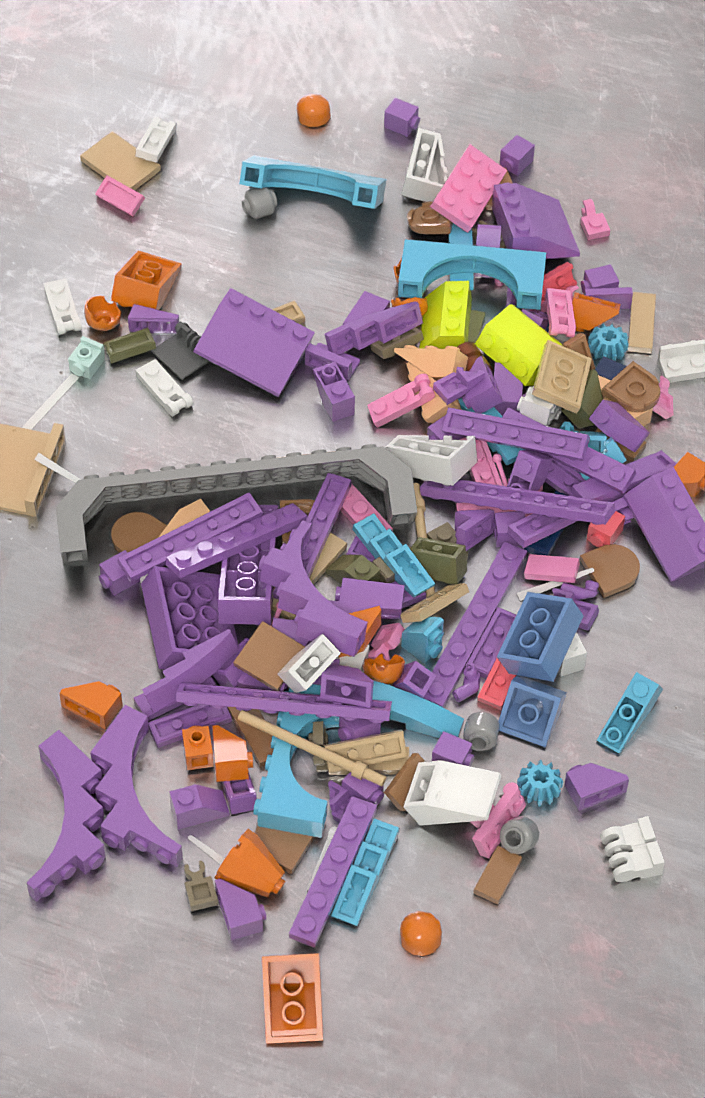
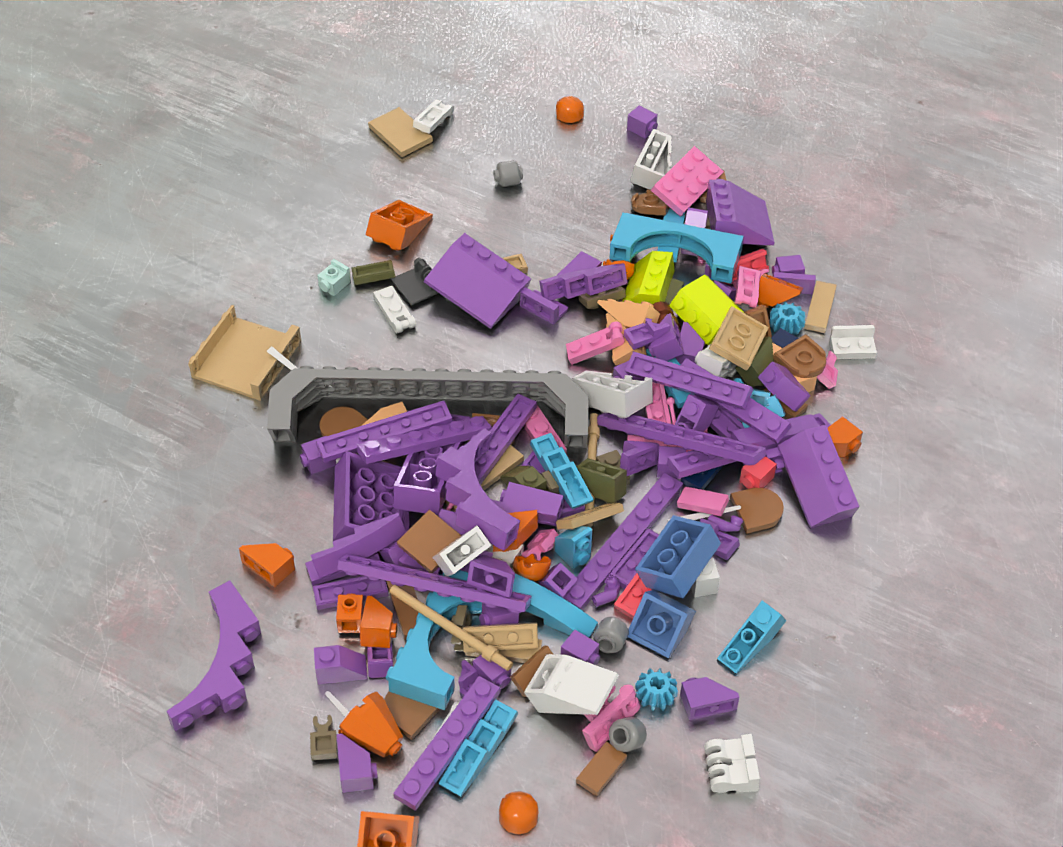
camera: 10 degrees right, 5 degrees down
(51, 401) = (296, 310): white sticker -> none
(62, 306) = (324, 235): white plate -> none
(101, 314) = (354, 244): orange hair -> none
(120, 196) = (393, 156): bright pink tile -> none
(127, 820) = (269, 642): medium lavender arch -> none
(153, 319) = (398, 254): medium lavender slope -> none
(334, 392) = (539, 329): medium lavender slope -> none
(354, 187) = (578, 166): medium azure arch -> none
(517, 155) = (735, 161): medium lavender brick -> none
(593, 224) = (792, 223): bright pink plate -> none

